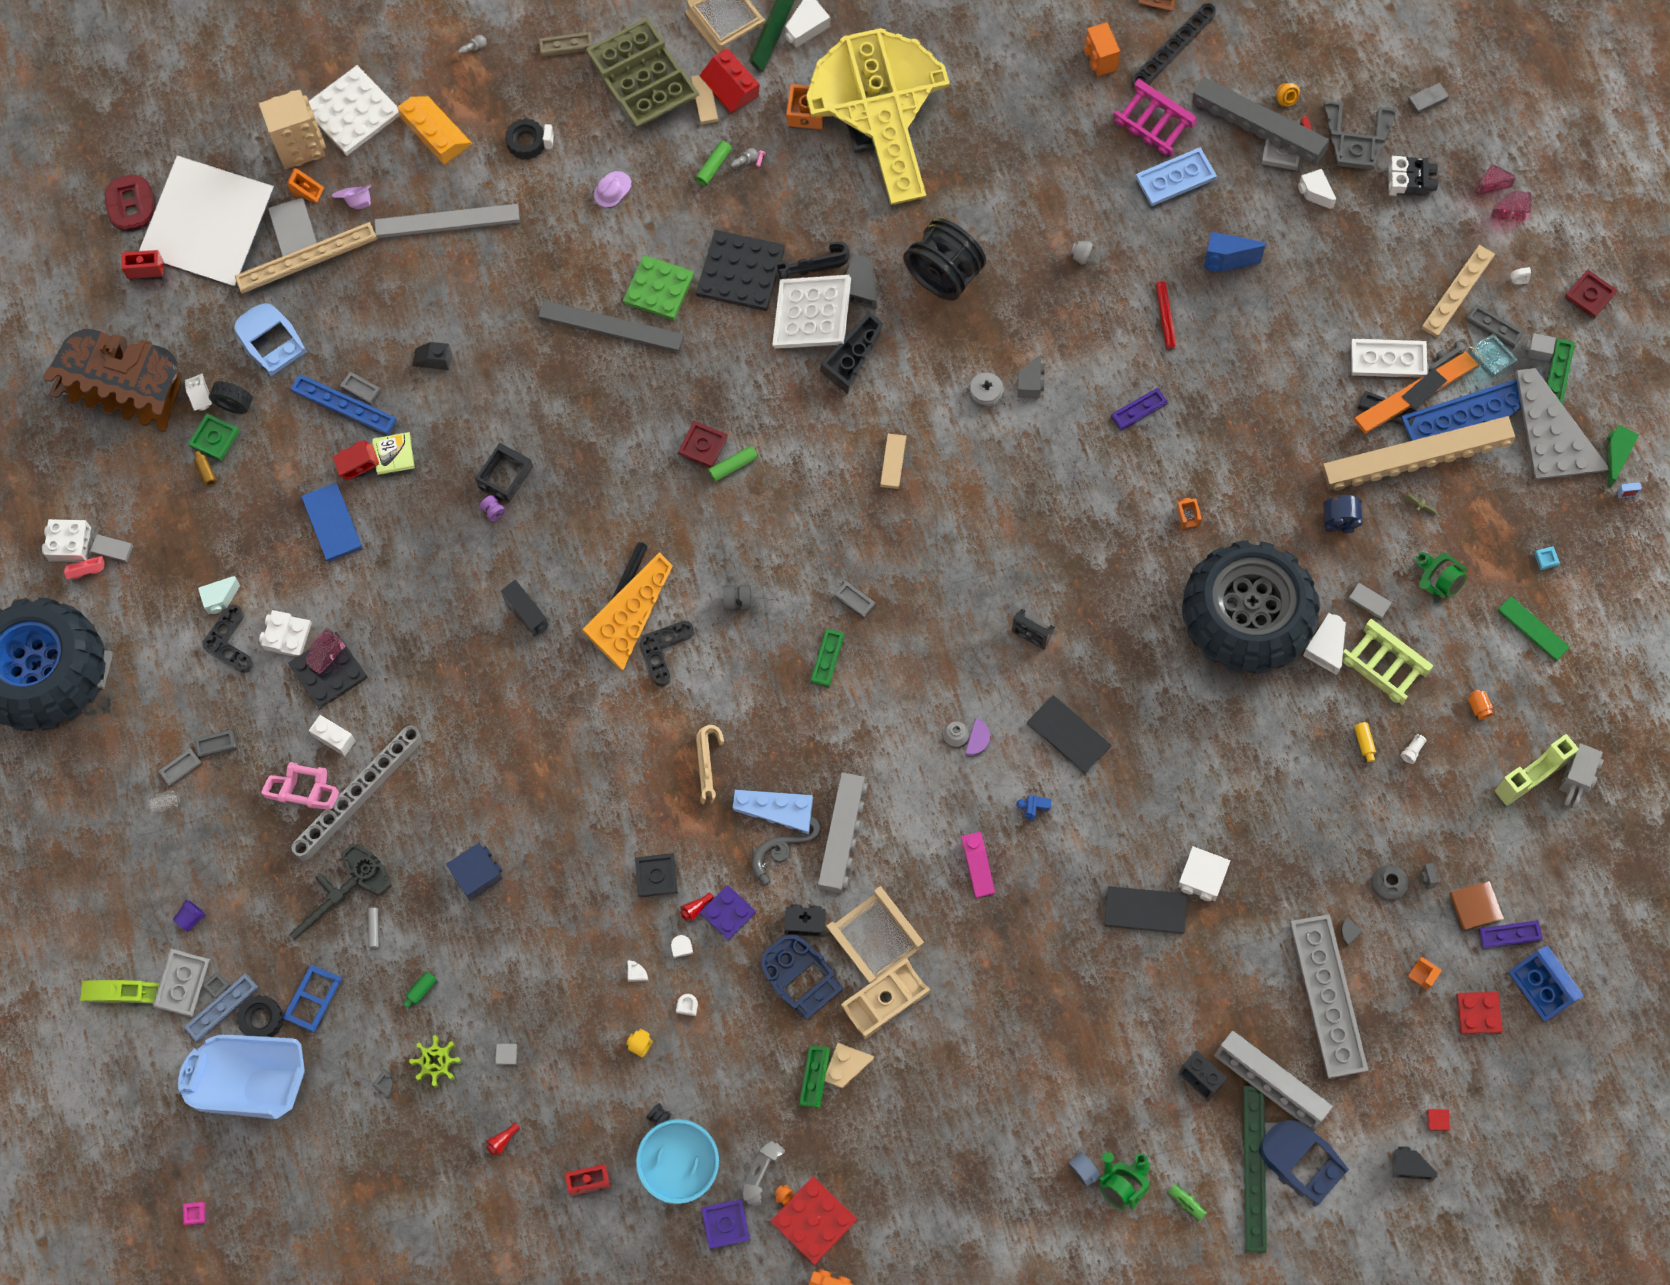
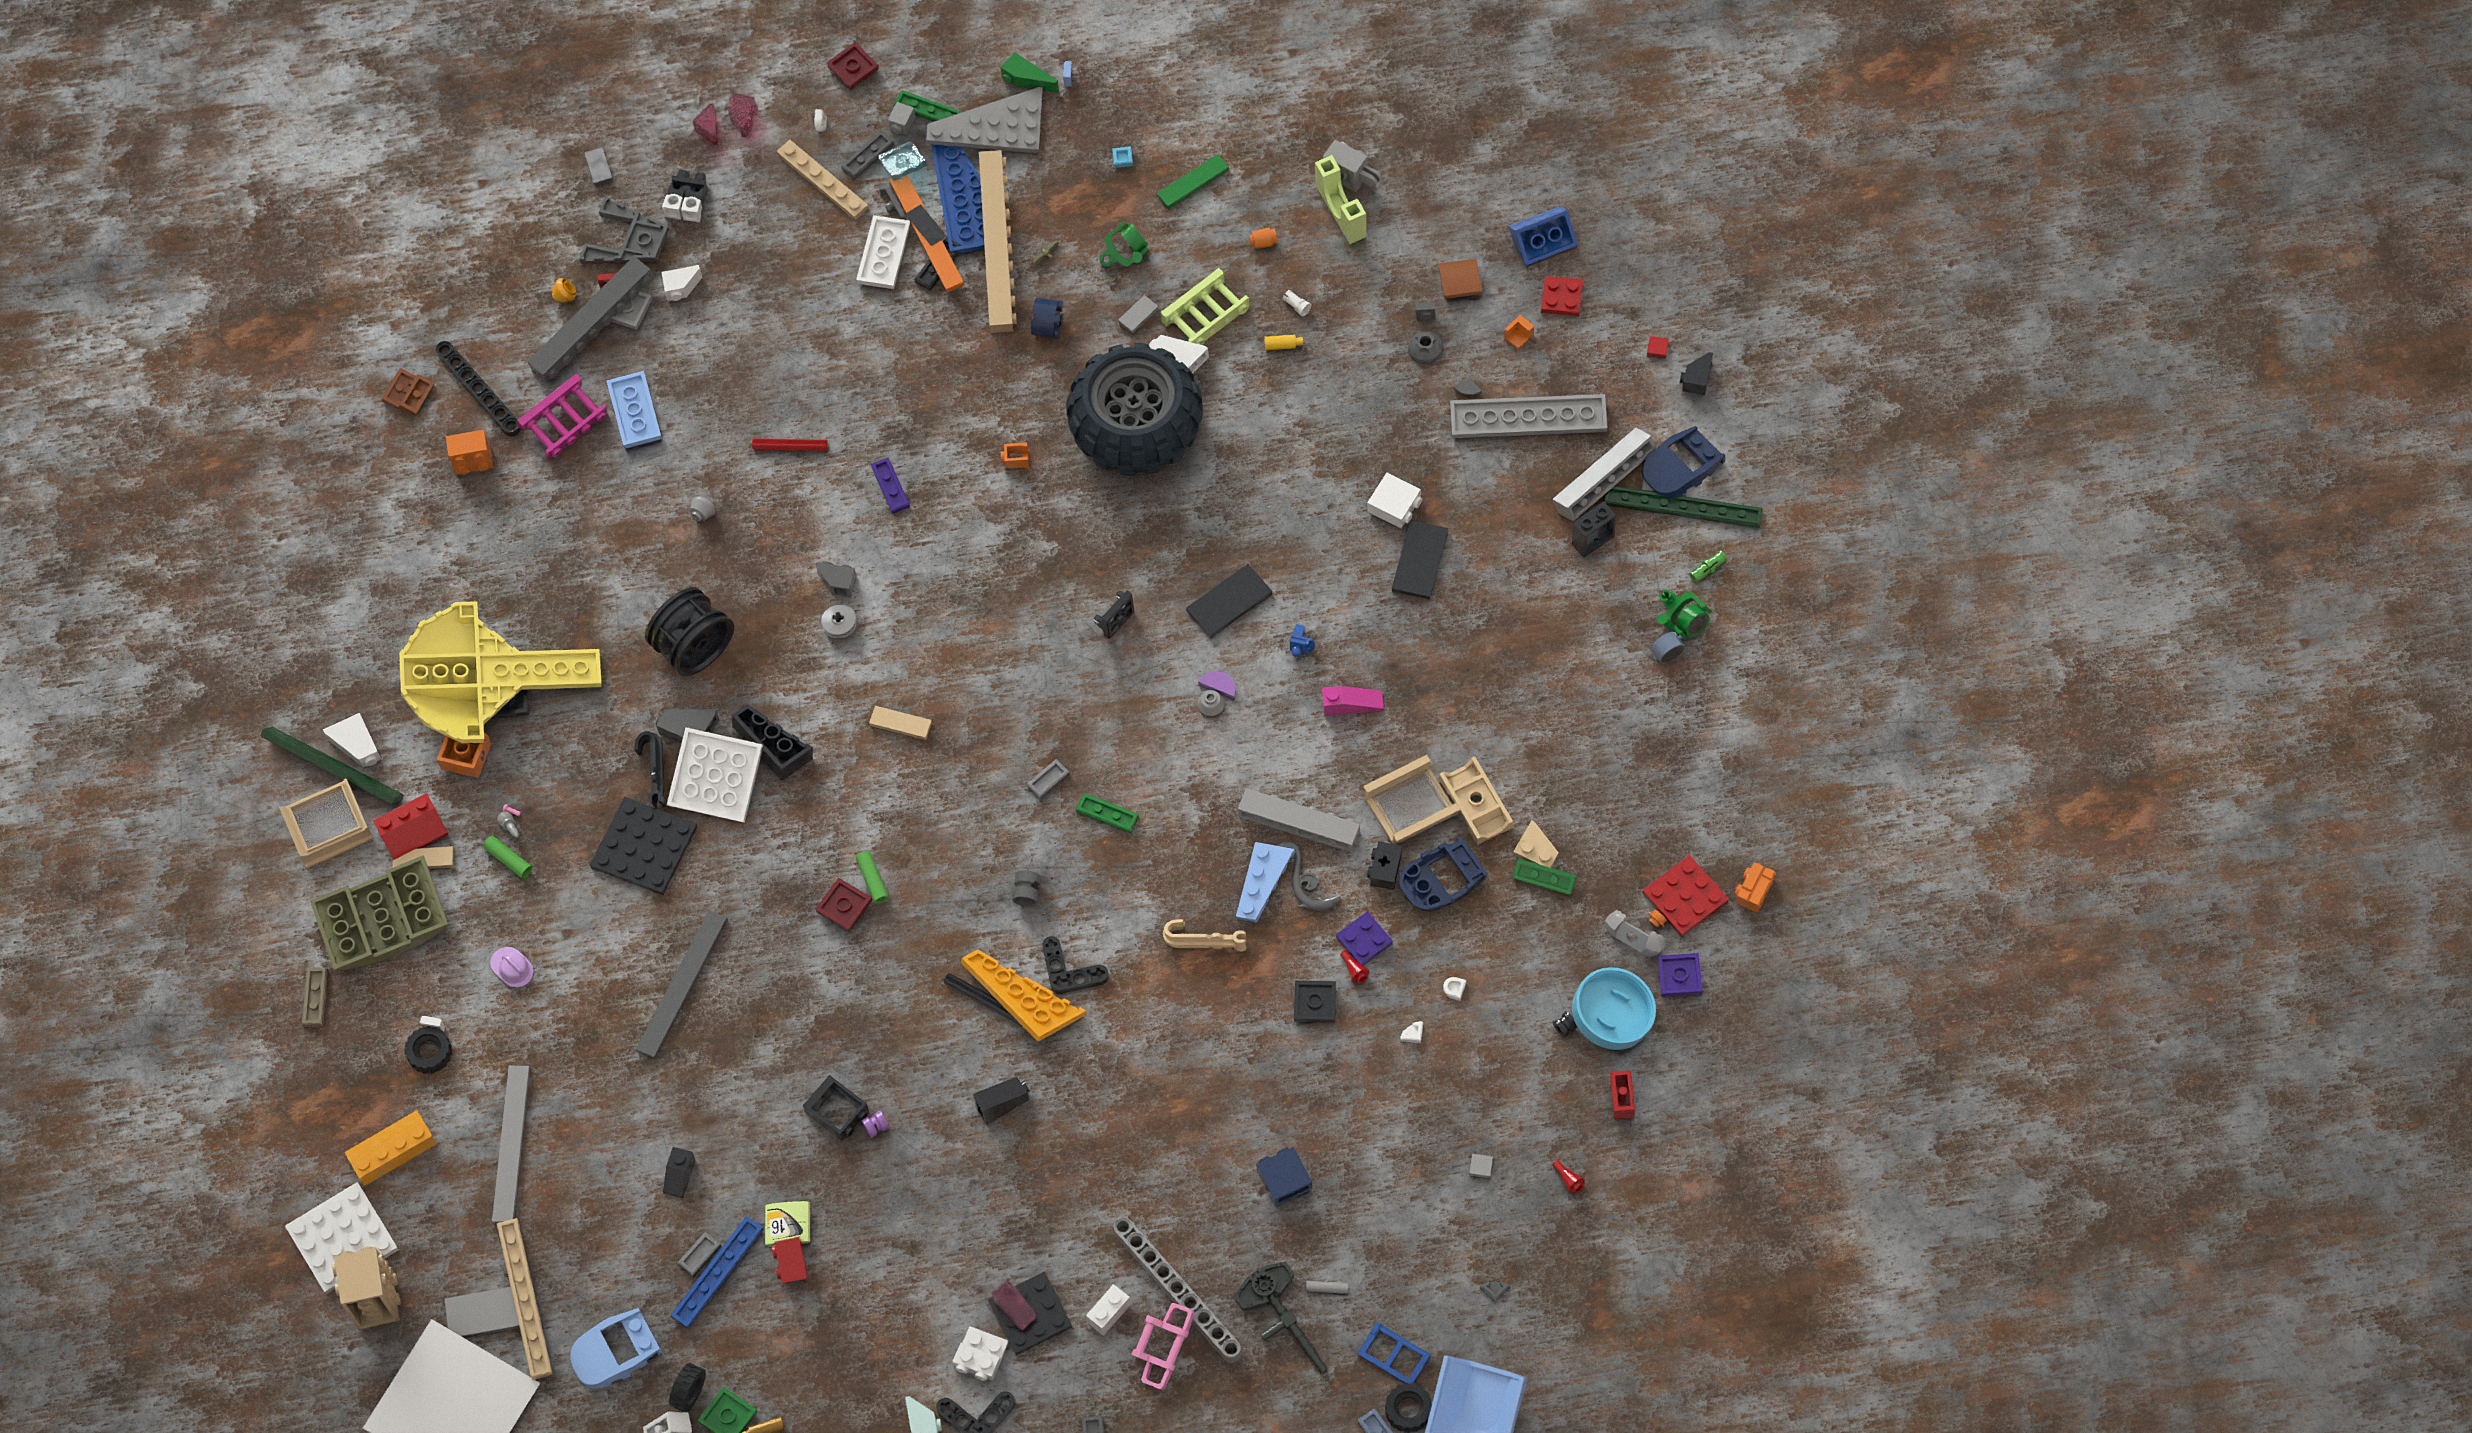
camera: 80 degrees left, 5 degrees down
(304, 187) = (432, 1294): orange slope -> none
(332, 522) = (855, 1296): blue tile -> none
(355, 197) = (457, 1239): lavender piece -> none
(419, 989) = (1400, 1244): green cylinder -> none
(441, 1055) = (1478, 1241): lime gear -> none
(474, 44) = (289, 1093): light grey bar -> none
(639, 1043) = (1488, 1034): yellow plate -> none
(658, 287) = (645, 930): bright green plate -> none
(681, 946) = (1392, 986): white tile -> none
(1232, 252) = (735, 372): blue slope -> none
(1510, 934) = (1491, 257): dark purple tile -> none

